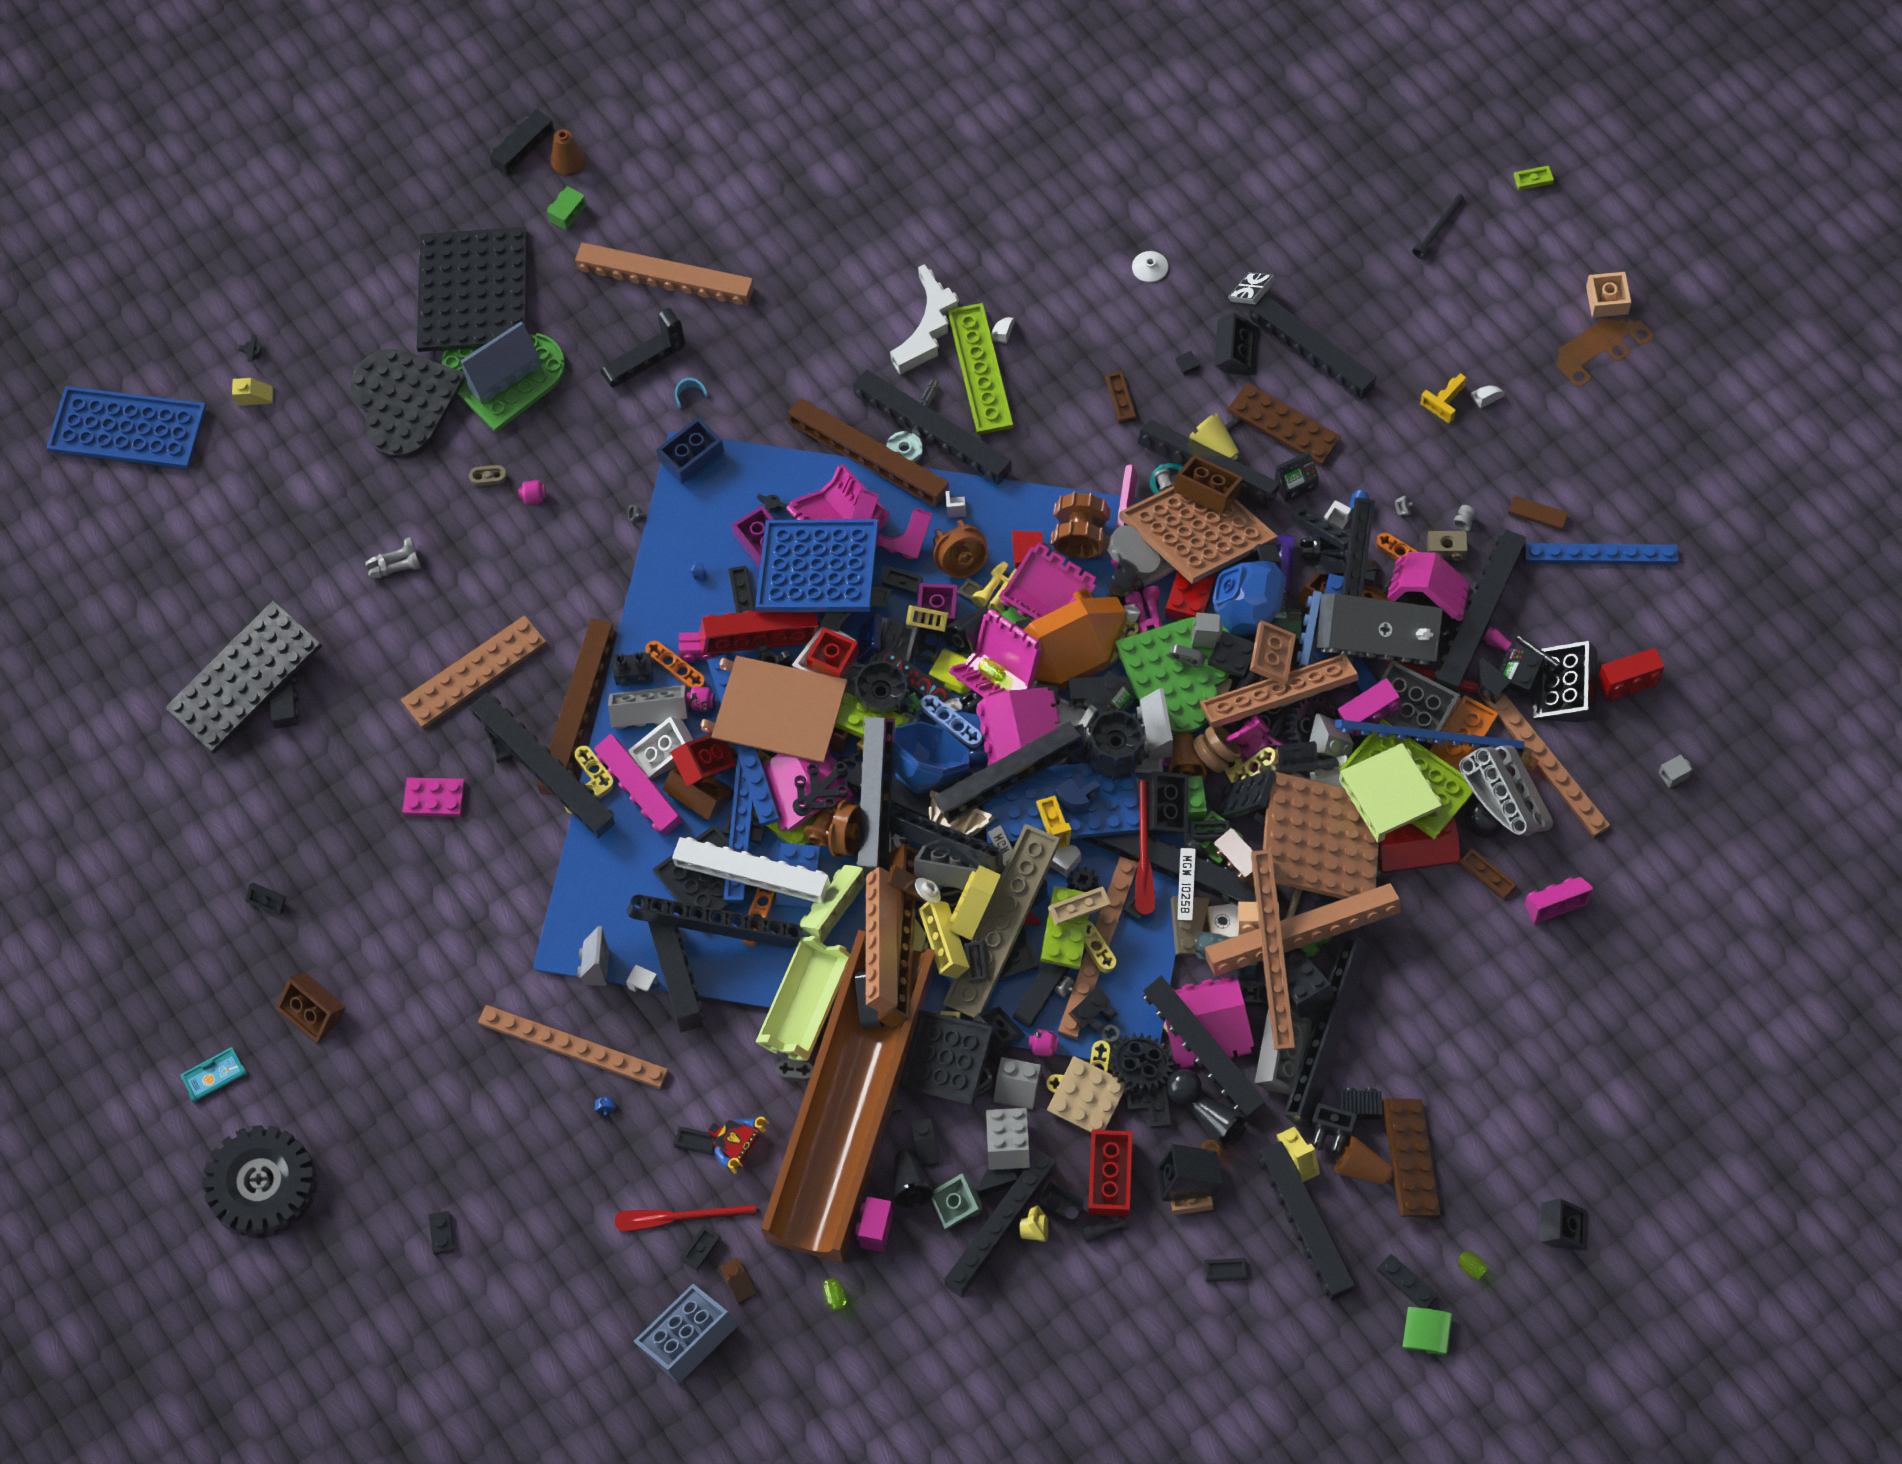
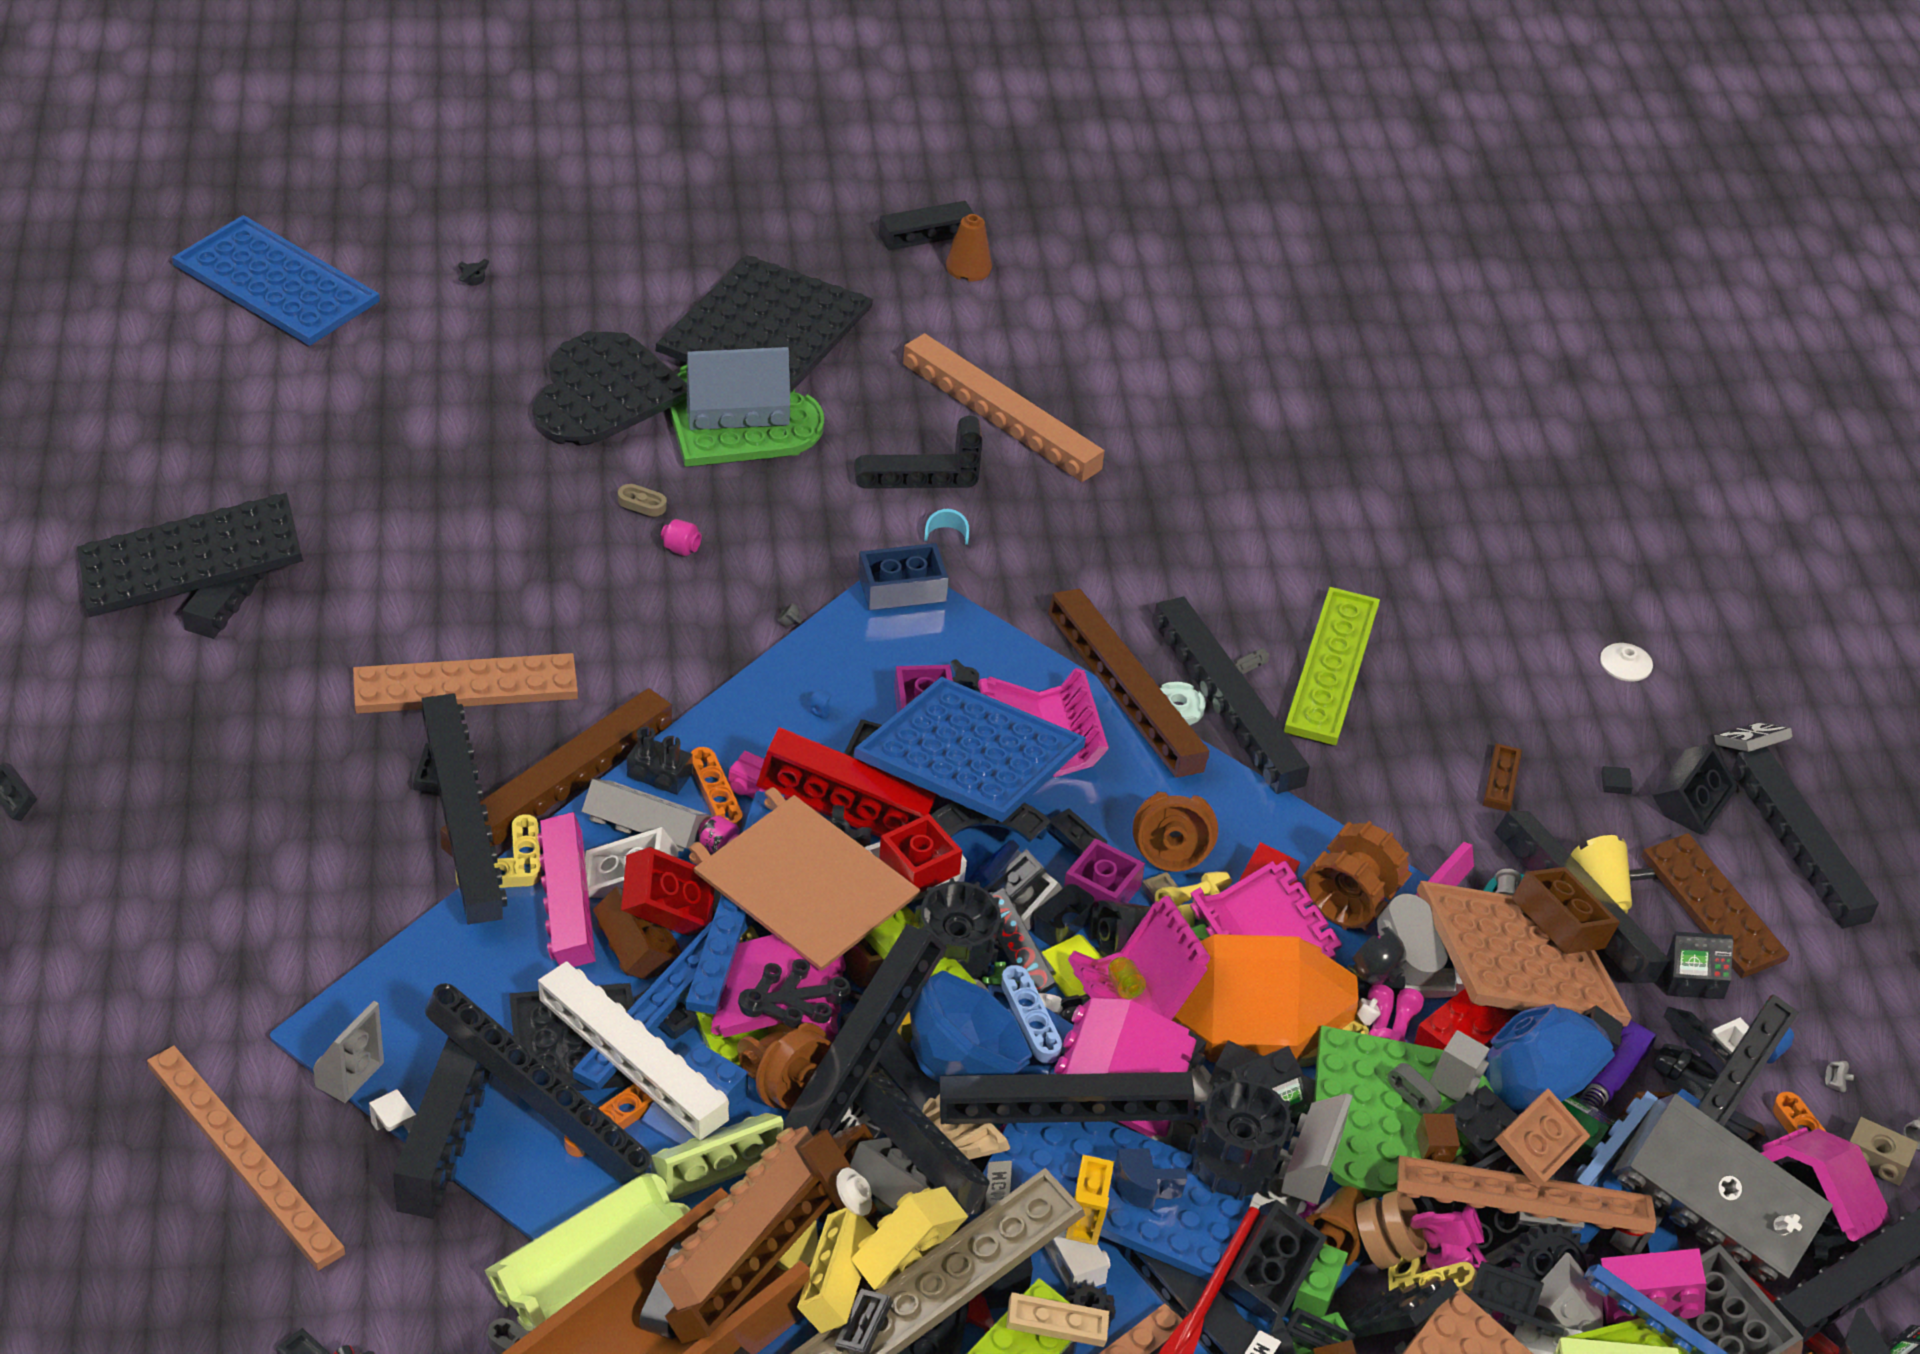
camera: 20 degrees right, 20 degrees down
(251, 392) = (438, 307): light yellow slope -> none
(379, 563) = (477, 534): light grey piece -> none
(433, 797) = (307, 787): dark pink plate -> none
(566, 208) = (932, 301): bright green brick -> none
(604, 1105) = (225, 1248): blue piece -> none
(907, 543) = (1118, 791): dark pink arch -> none
(909, 620) = (1066, 857): light yellow slope -> none
(923, 343) = (1276, 606): white arch -> none
(955, 506) = (1202, 785): white panel -> none
(1002, 330) = (1389, 640): white brick -> none
(1215, 680) = (1437, 1137): none -> reddish brown brick
(1496, 639) = (1897, 1304): dark pink cone -> none

